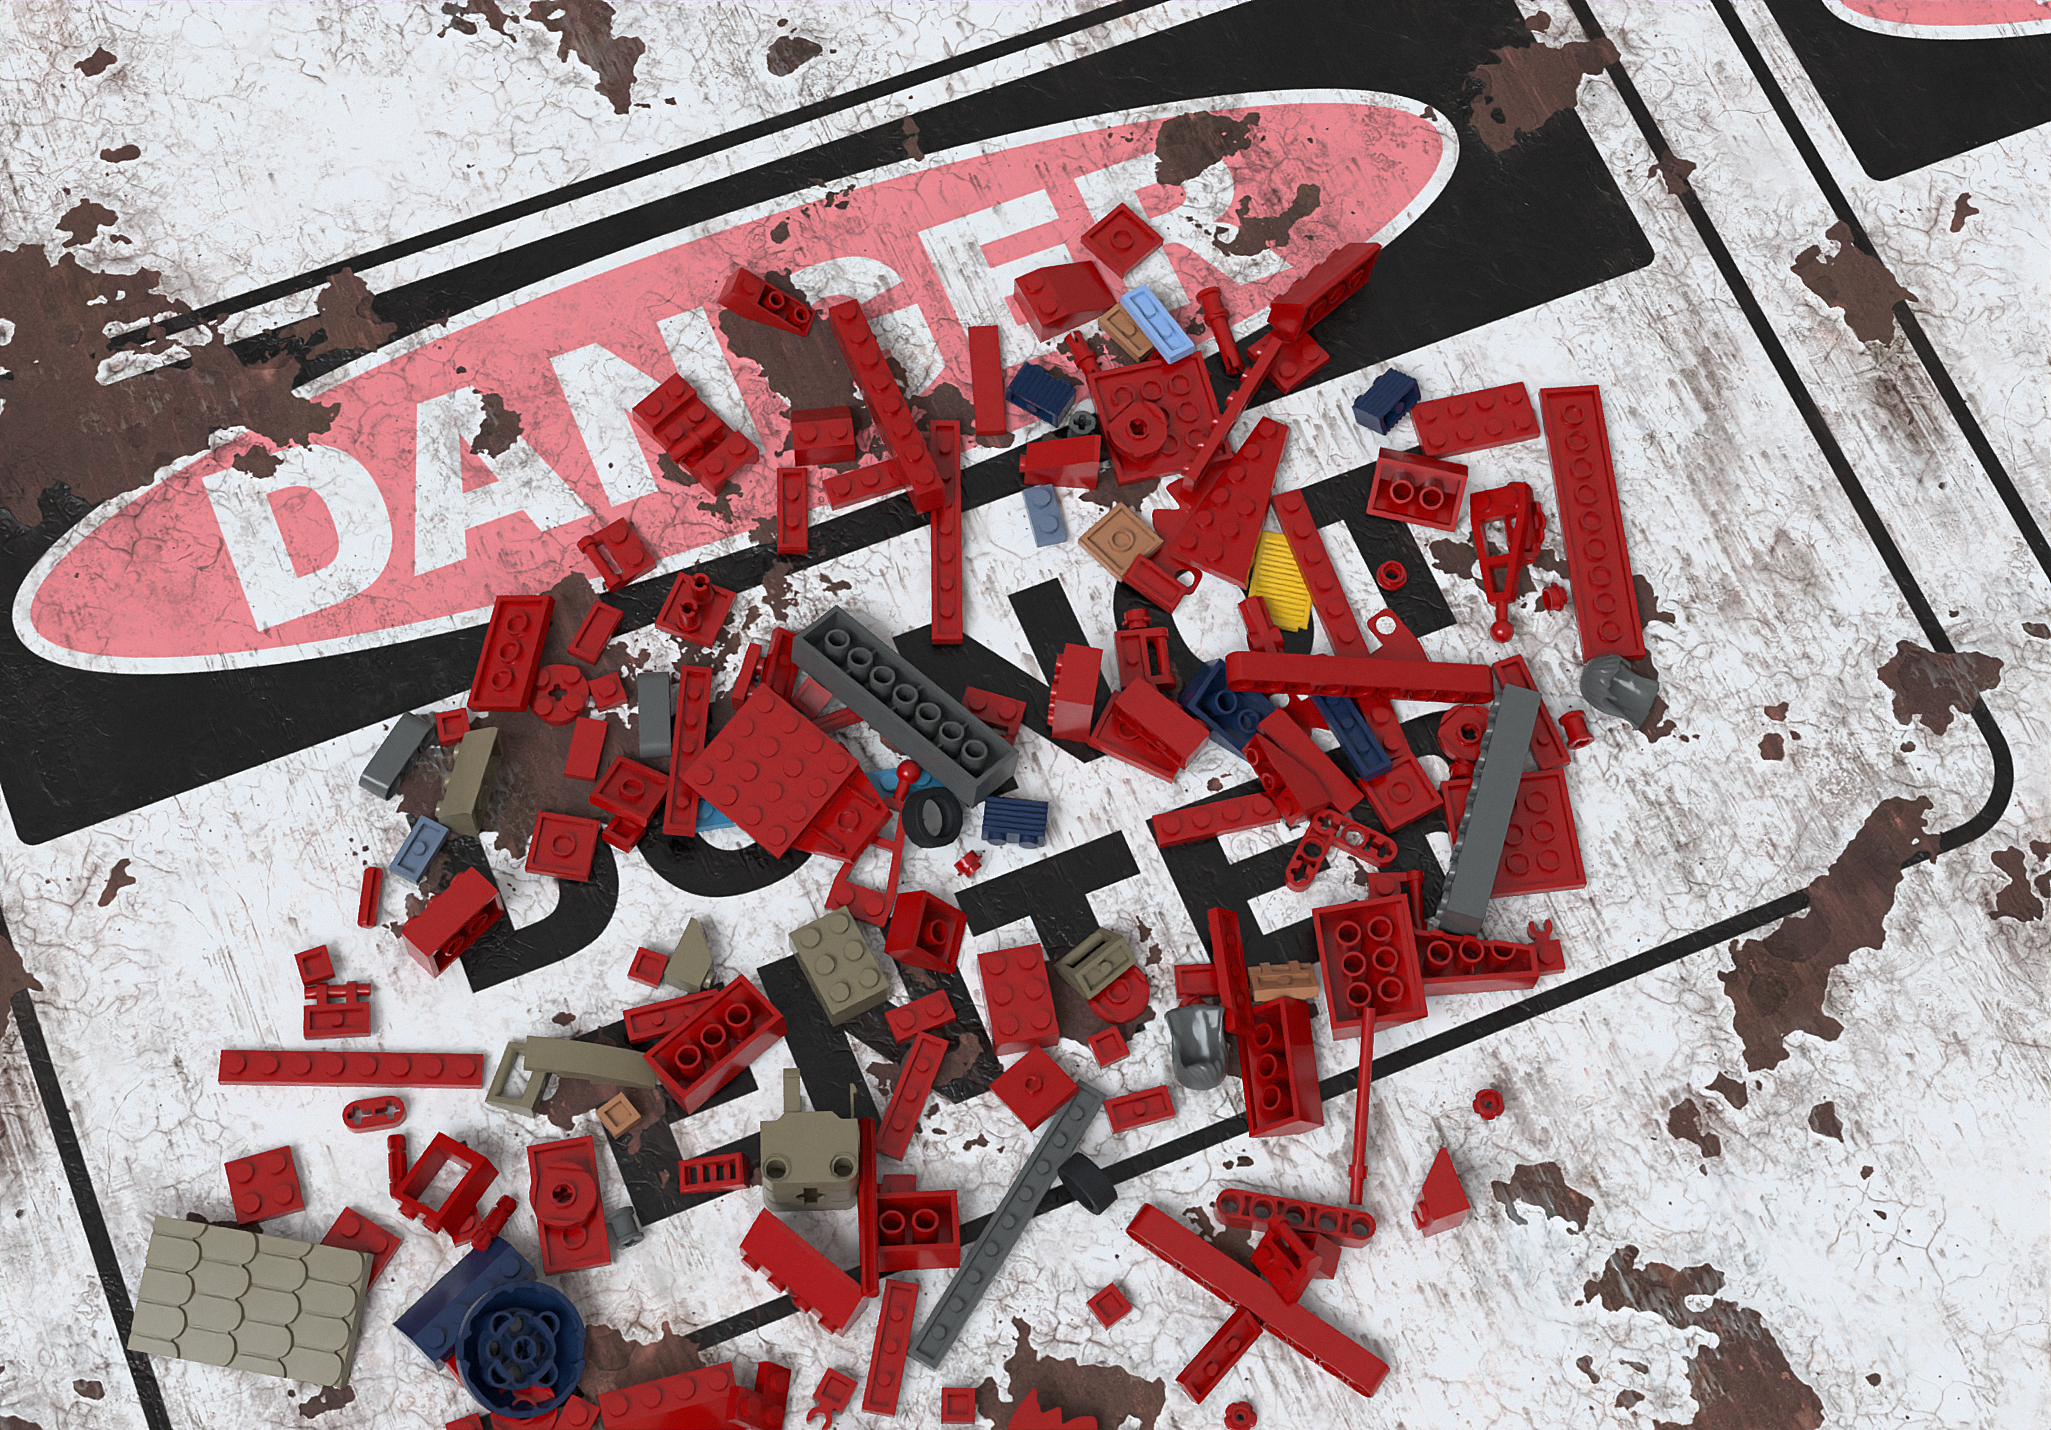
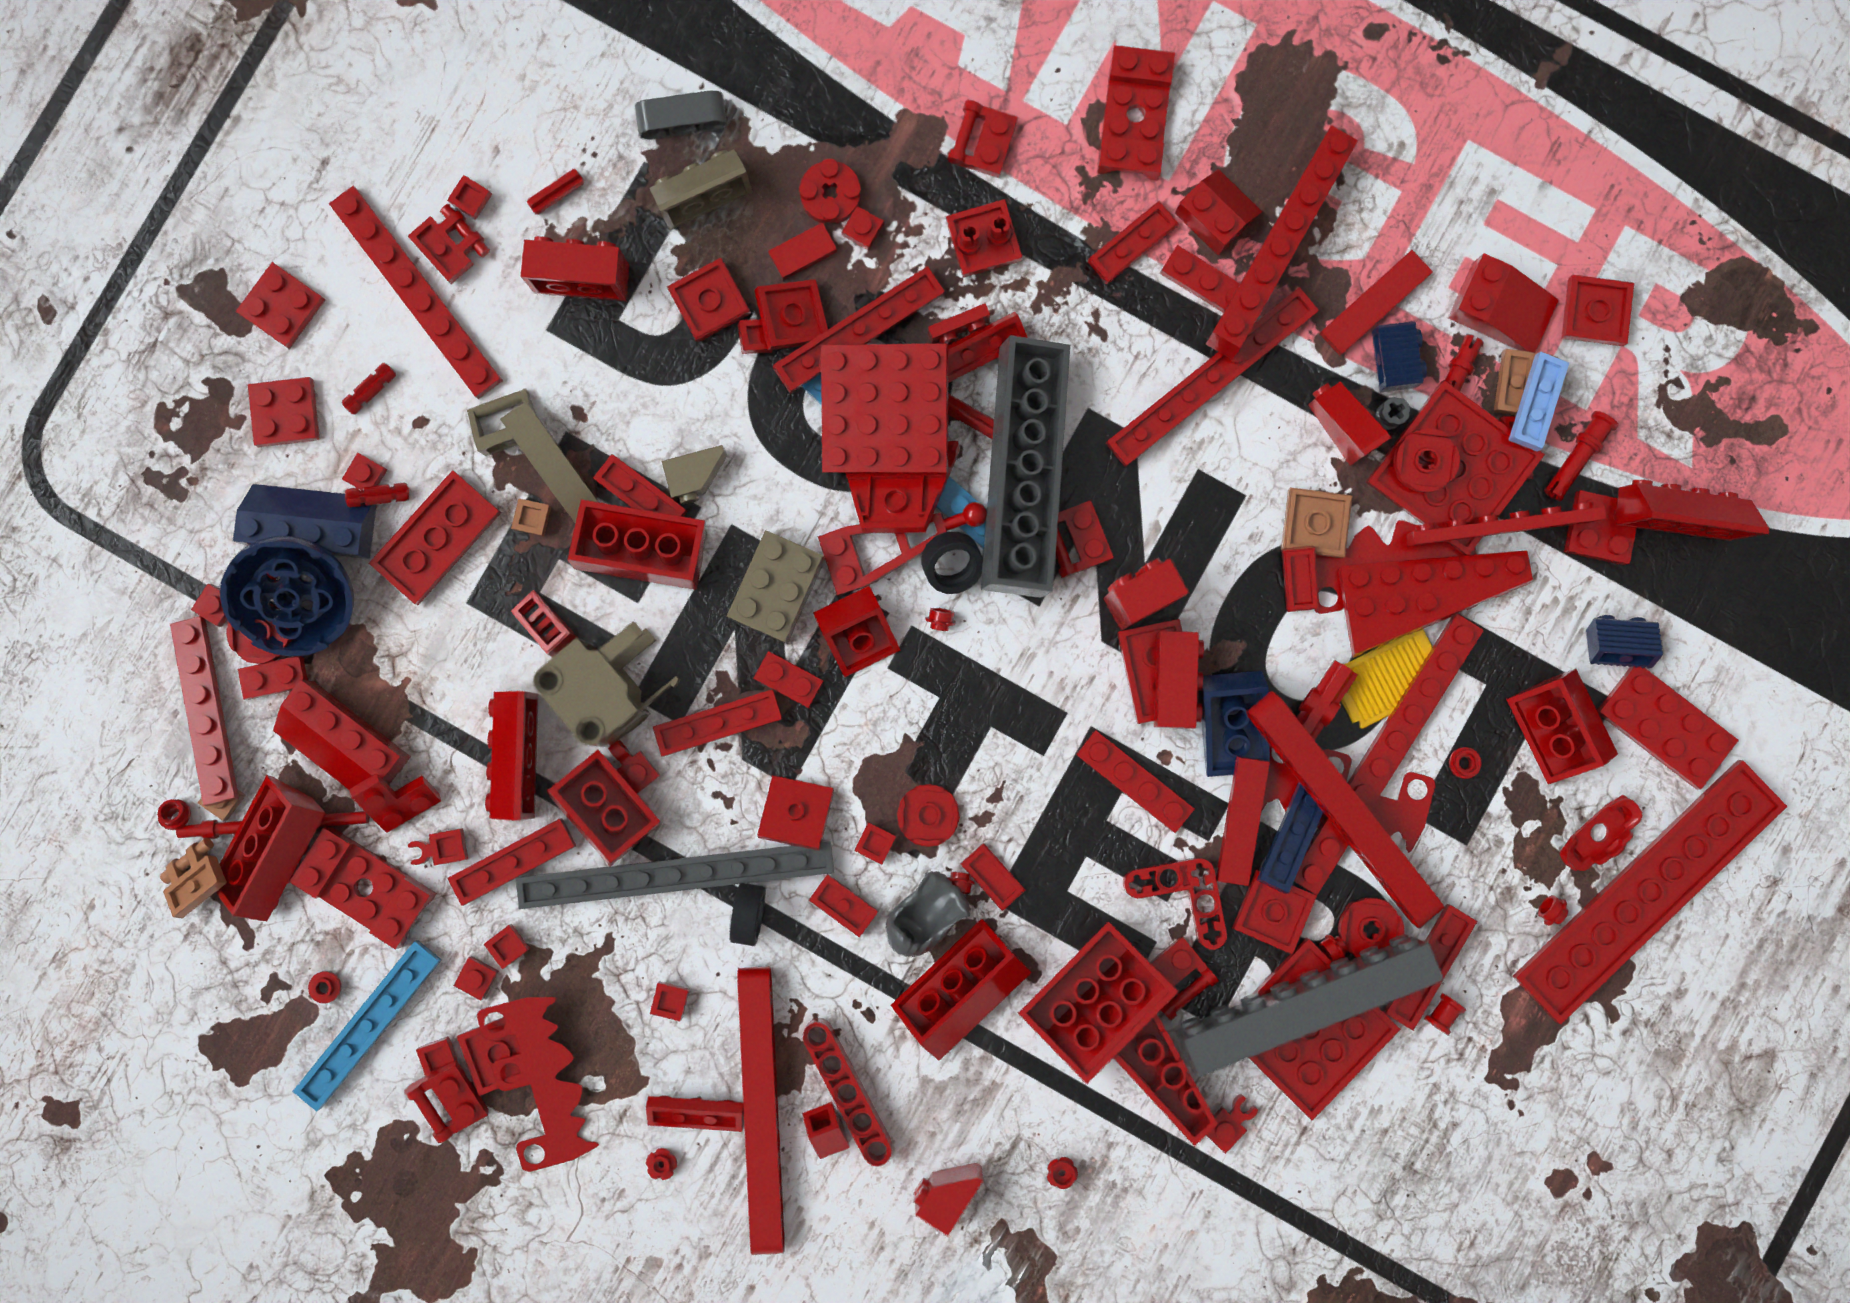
camera: 60 degrees right, 20 degrees up
(250, 1301) = (184, 369): dark tan piece -> none
(374, 1122) = (389, 343): red beam -> none
(419, 850) = (620, 195): sand blue plate -> none
(452, 726) = (738, 136): red plate -> none
(462, 1199) = (398, 456): red window -> none
(511, 653) = (831, 128): red plate -> none
(551, 1181) = (413, 525): red plate -> none
(595, 632) = (905, 177): red tile -> none
(624, 1227) = (449, 593): dark grey bush -> none
(648, 967) = (663, 444): red plate -> none
(654, 714) = (871, 278): dark grey beam -> none
(695, 439) = (1126, 116): red pin -> none
(764, 303) = (1297, 72): red slope -> none
(811, 697) = (980, 387): red plate -> none
(868, 1209) = (588, 768): red axle -> none
(1014, 821) = (1004, 627): dark blue brick -> none
(1017, 999) = (856, 745): red brick -> none
(1044, 515) = (1291, 443): sand blue plate -> none
(1098, 968) = (933, 790): dark tan tile -> none
(1134, 659) = (1220, 613): red plate -> none
(1136, 619) = (1256, 589): red plate -> none
(1231, 971) = (1008, 894): red plate -> none
(1280, 1264) = (801, 1115): red plate -> none
(1288, 980) = (1028, 942): nougat plate -> none
(1289, 783) = (1207, 820): red slope -> none
(1357, 1170) = (926, 1110): red bar -> none
(1495, 506) = (1597, 801): red plate -> none
(1616, 689) = (1508, 1024): dark grey piece -> none

